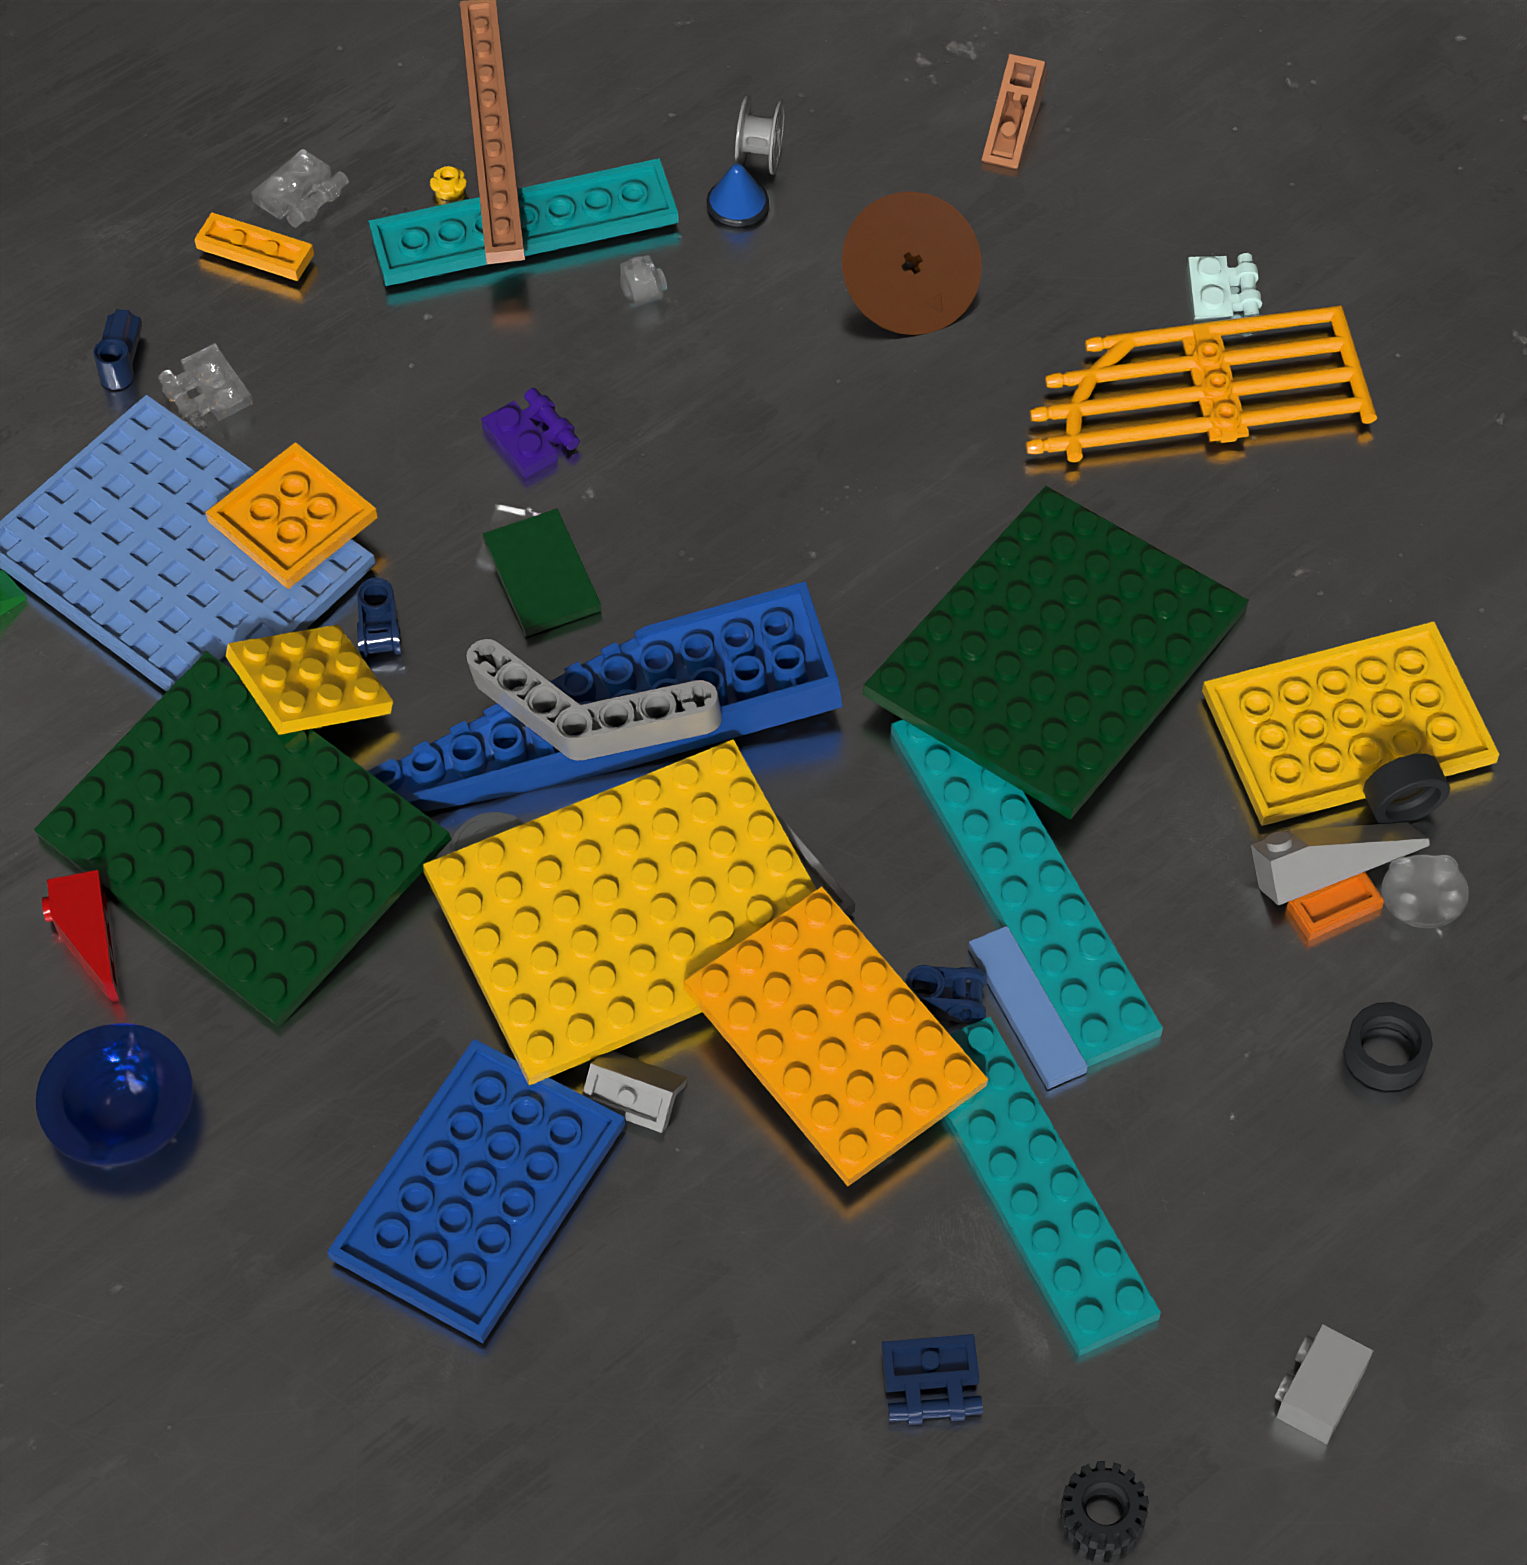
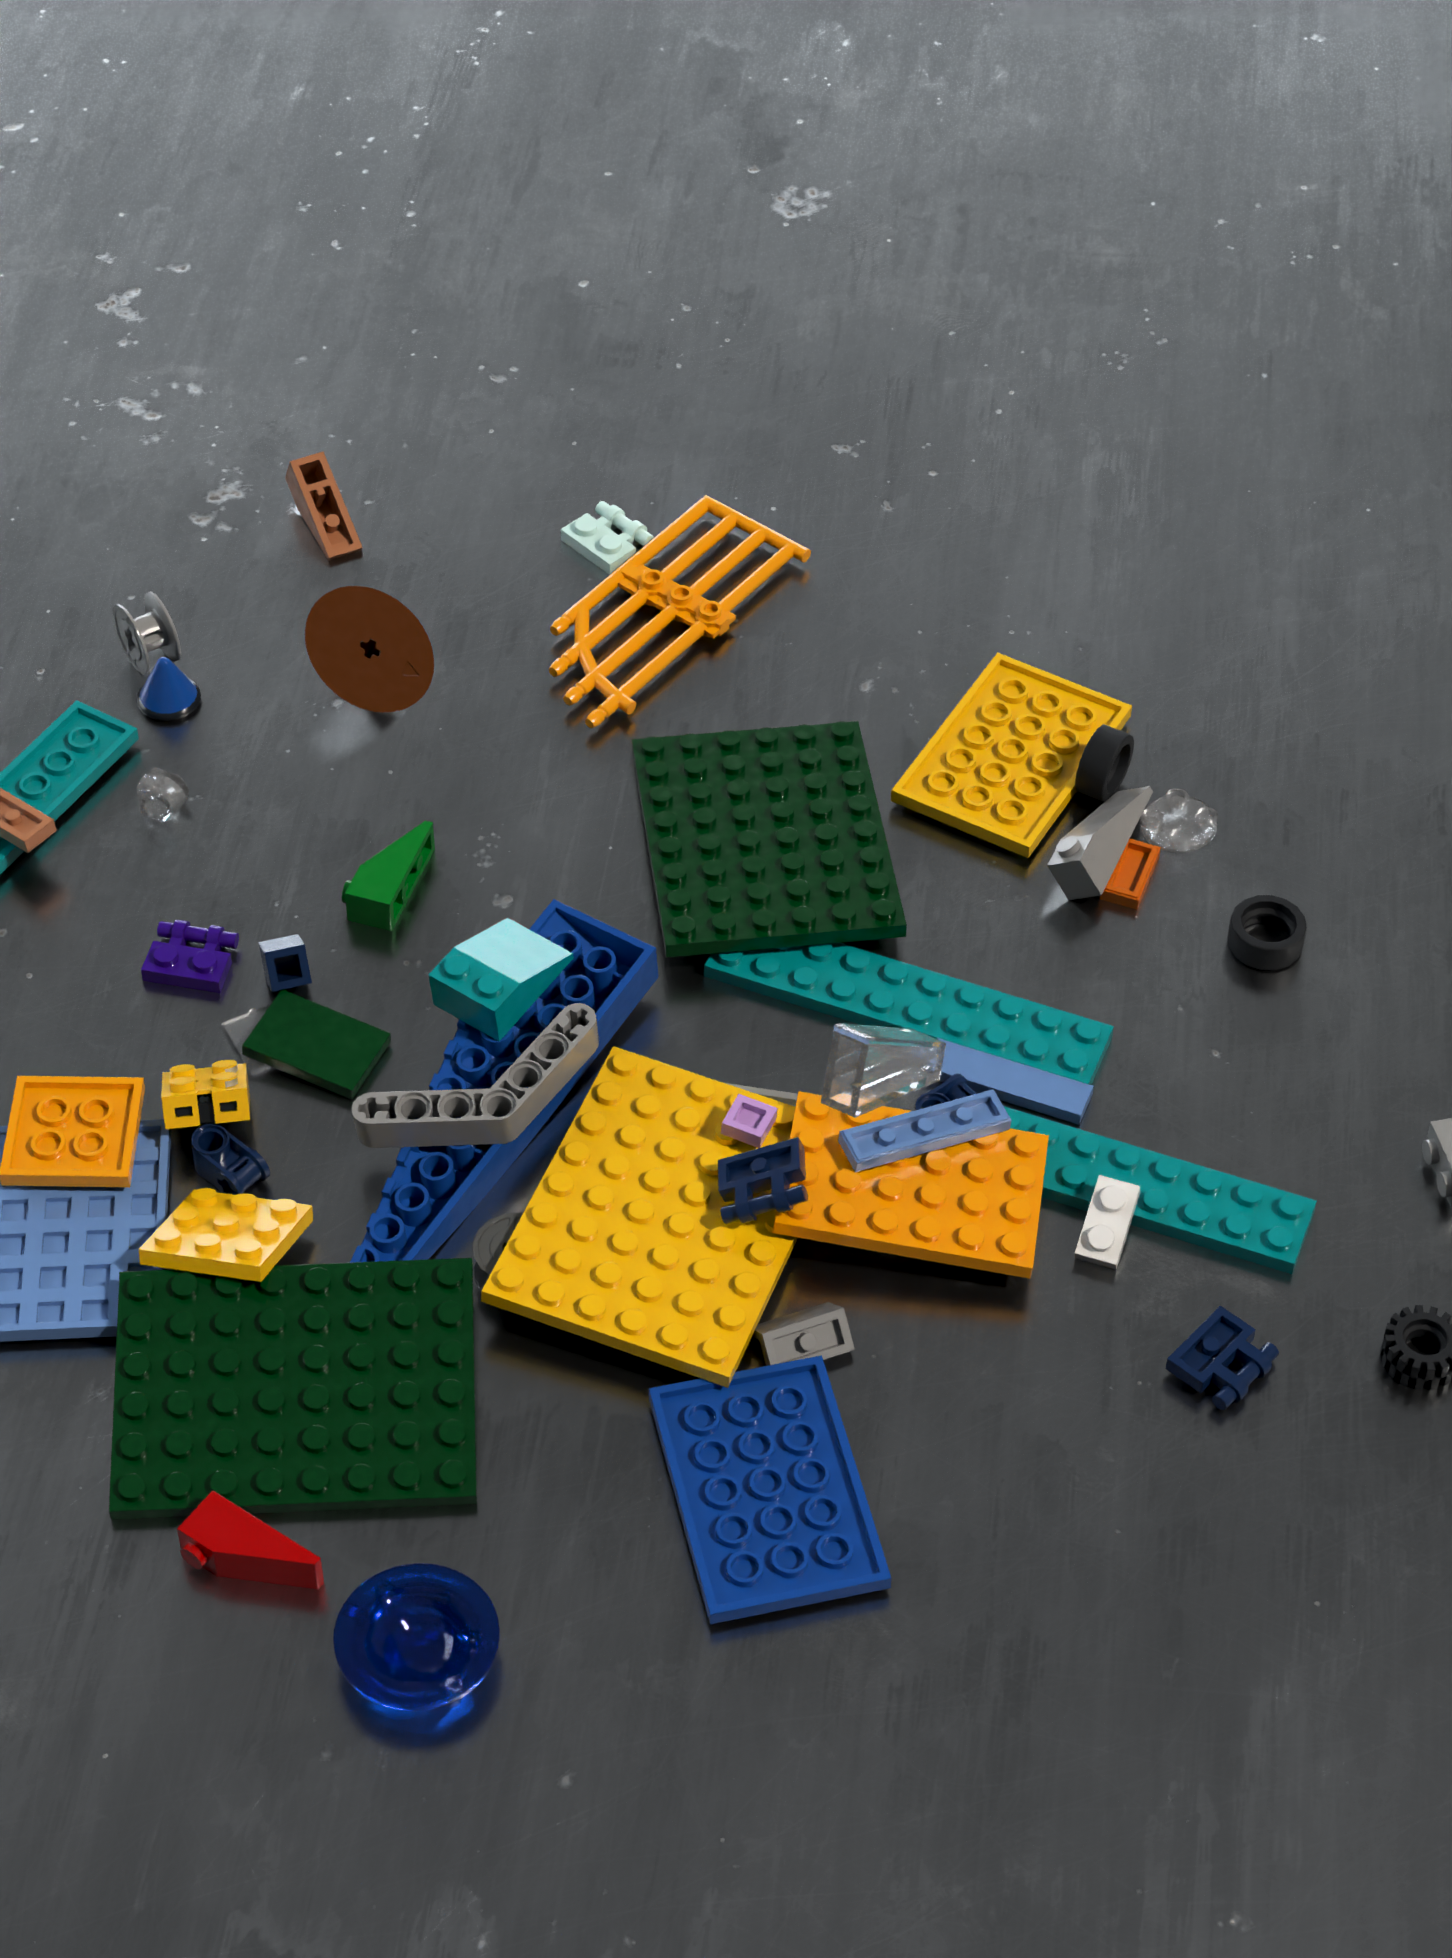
camera: 45 degrees left, 10 degrees down
(410, 555) = (205, 1094): none -> yellow piece
(578, 488) = (285, 962): none -> dark blue brick
(695, 614) = (496, 976): none -> teal slope
(712, 931) = (759, 1171): none -> dark blue plate
(733, 472) = (388, 879): none -> green slope
(756, 881) = (749, 1120): none -> lavender plate
(879, 997) = (924, 1130): none -> medium blue tile
(899, 914) = (877, 1066): none -> clear slope
(964, 1190) = (1107, 1222): none -> white plate

